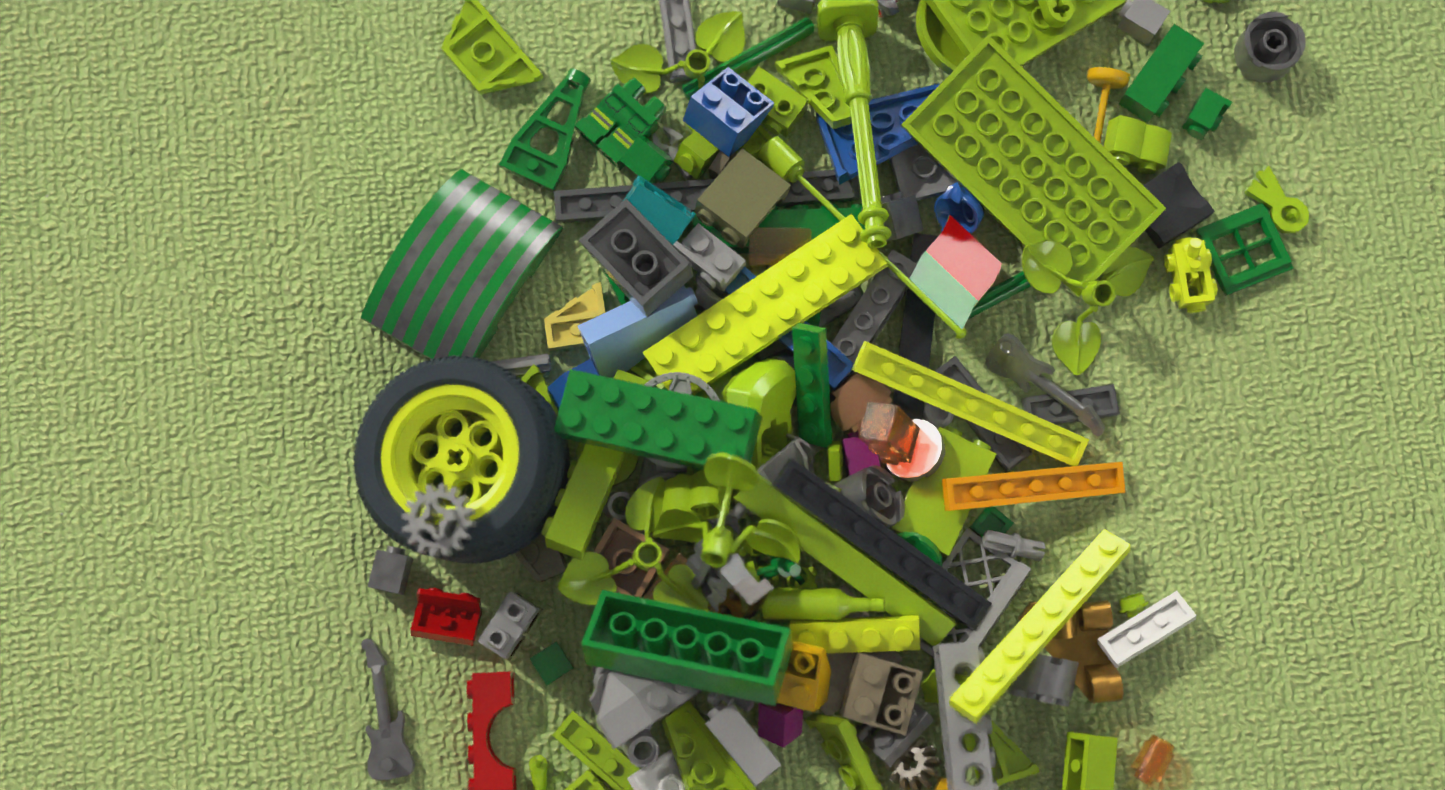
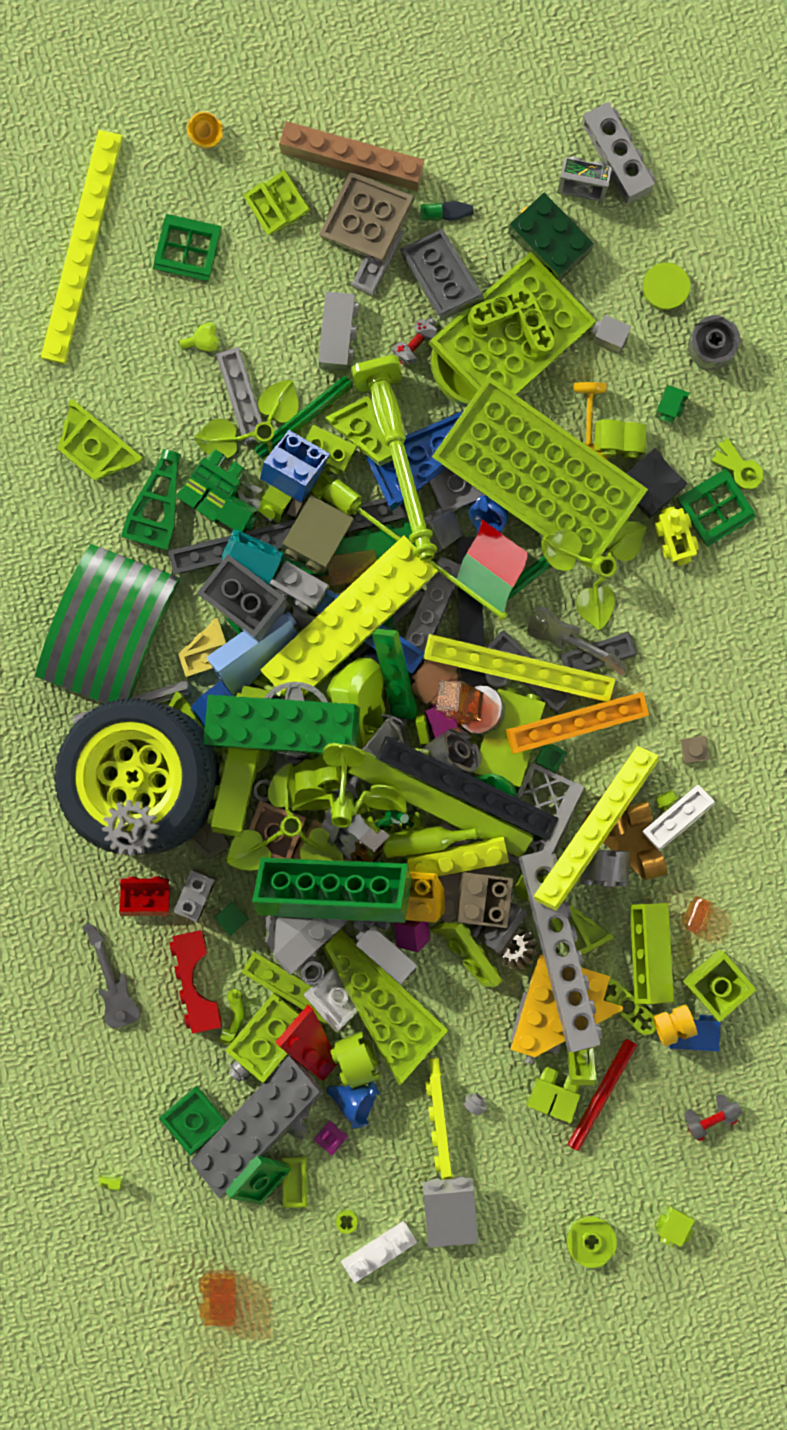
camera: 10 degrees left, 5 degrees up
(390, 570) = (95, 868): flat silver brick -> none
(1013, 545) = (568, 770): light grey axle -> none
(1162, 74) = (633, 377): green brick -> none
(1176, 546) = (694, 749): none -> dark tan plate

